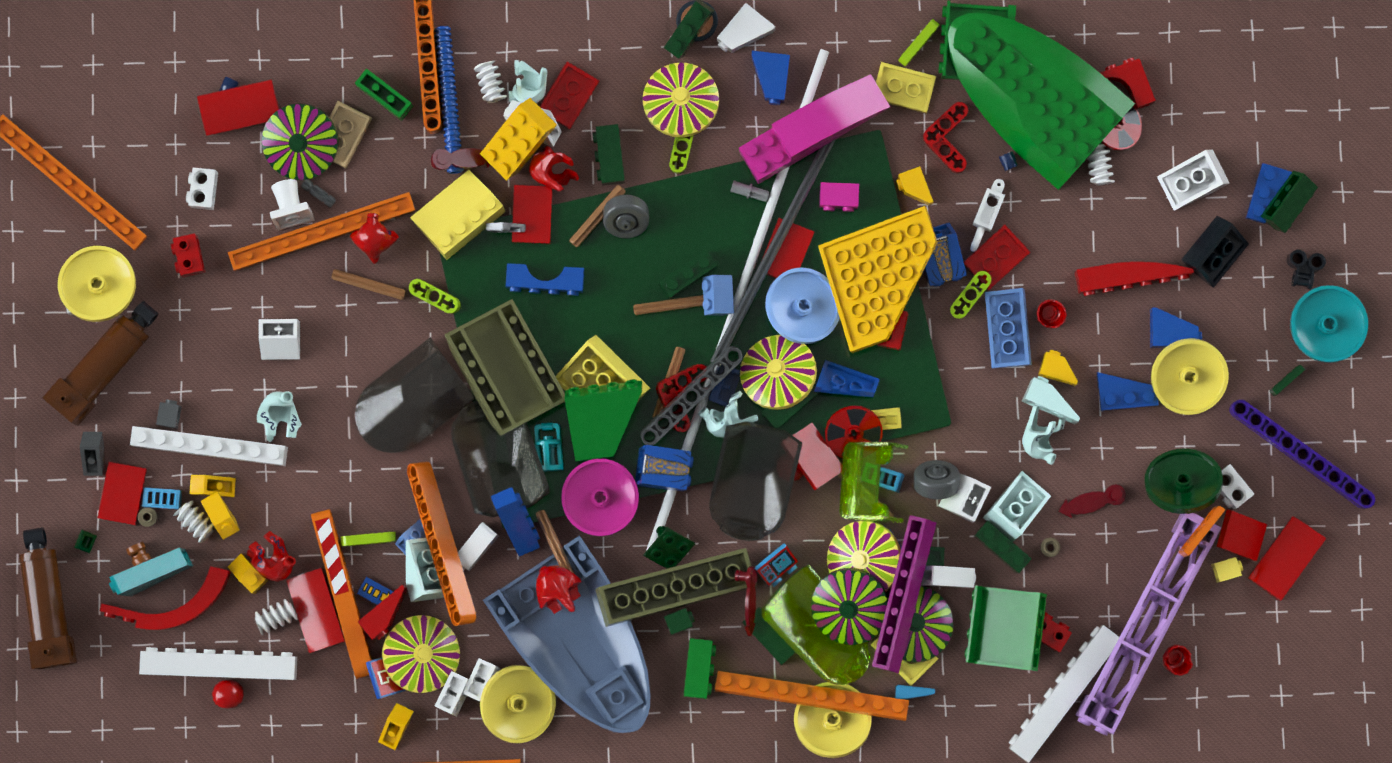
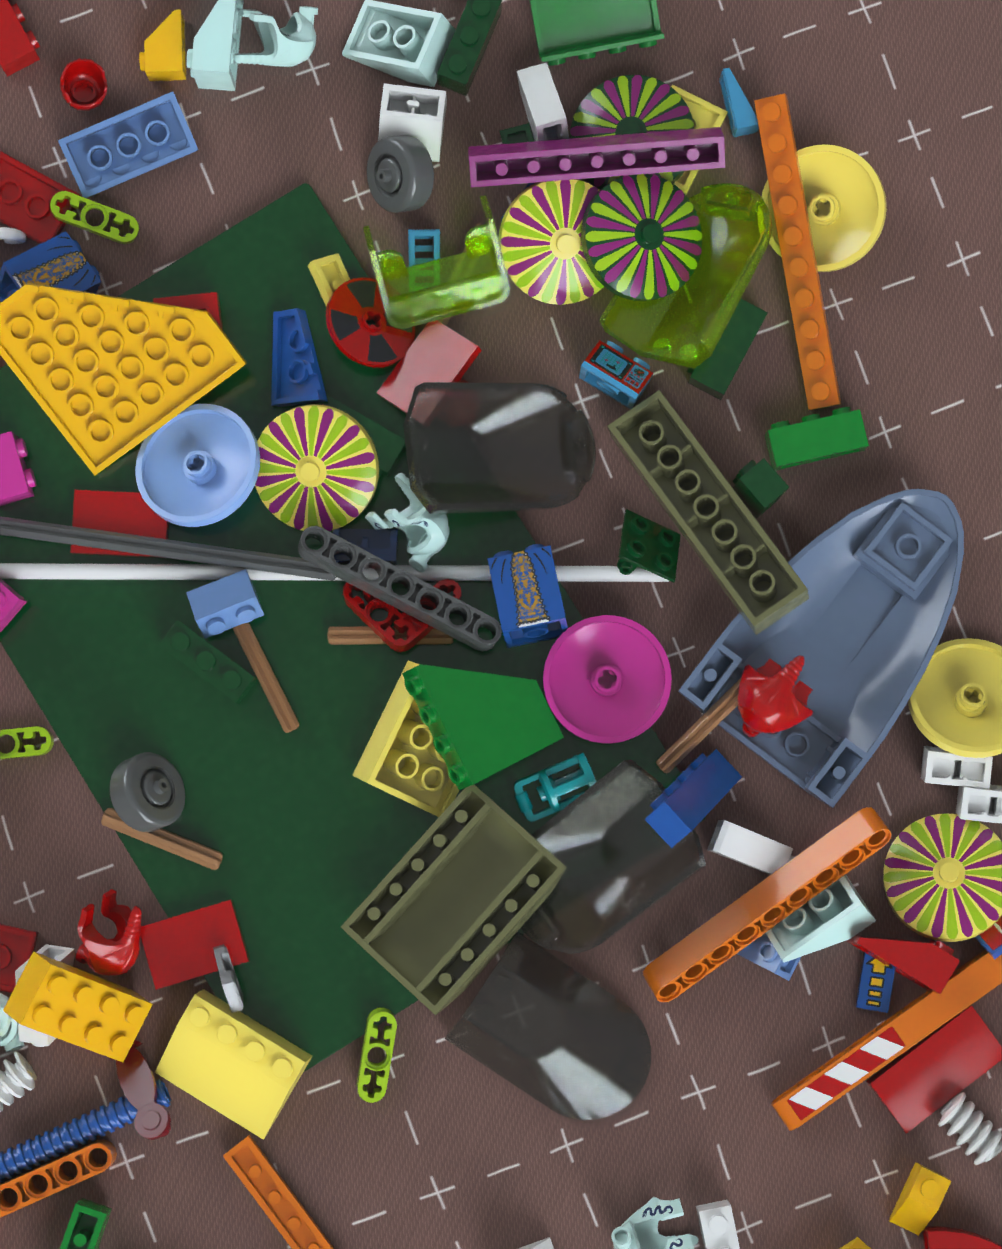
camera: 115 degrees left, 0 degrees up
(278, 566) = (891, 1154): red piece -> none
(365, 539) = (797, 1025): lime beam -> none
(368, 284) = (393, 1169): medium nougat axle -> none
(373, 237) = (315, 1187): red piece -> none
(569, 281) = (302, 927): blue arch -> none
(609, 155) = (57, 854): dark green brick -> none
(750, 191) = (43, 611): light grey axle -> none
(750, 600) = (653, 399): dark red brick -> none

